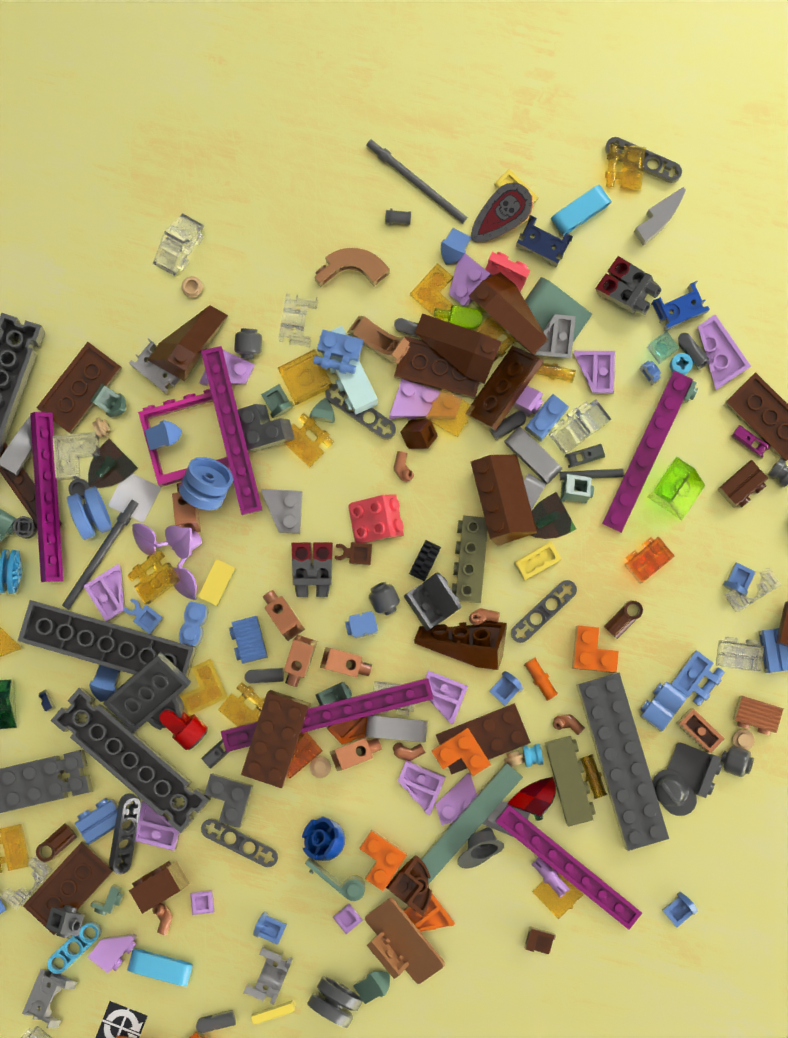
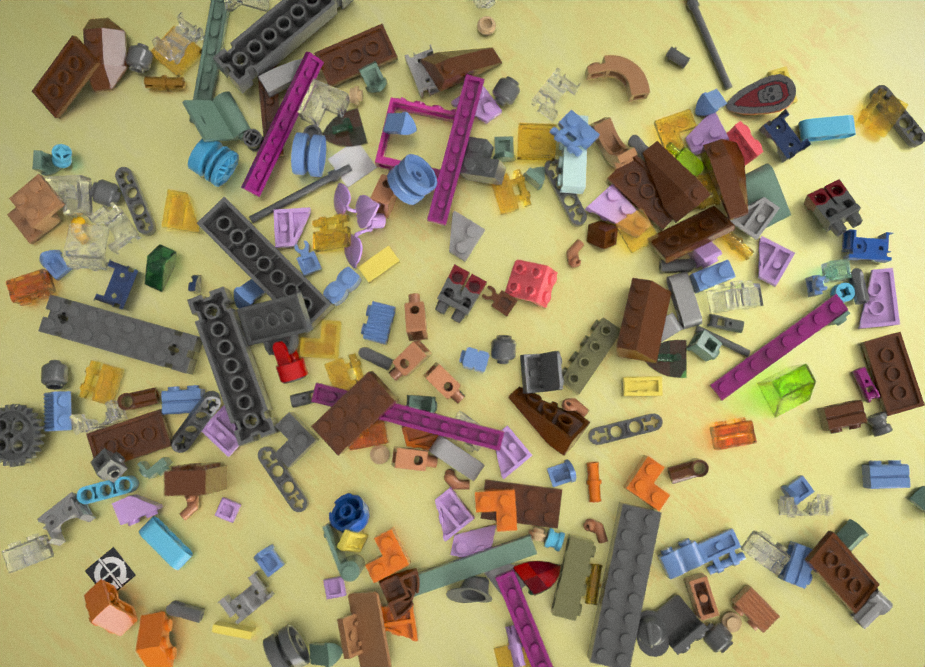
camera: 30 degrees right, 0 degrees up
(340, 863) = (352, 541): none -> light yellow plate
(425, 560) = (552, 336): black tyre -> none
(659, 216) = (887, 166): light grey slope -> none

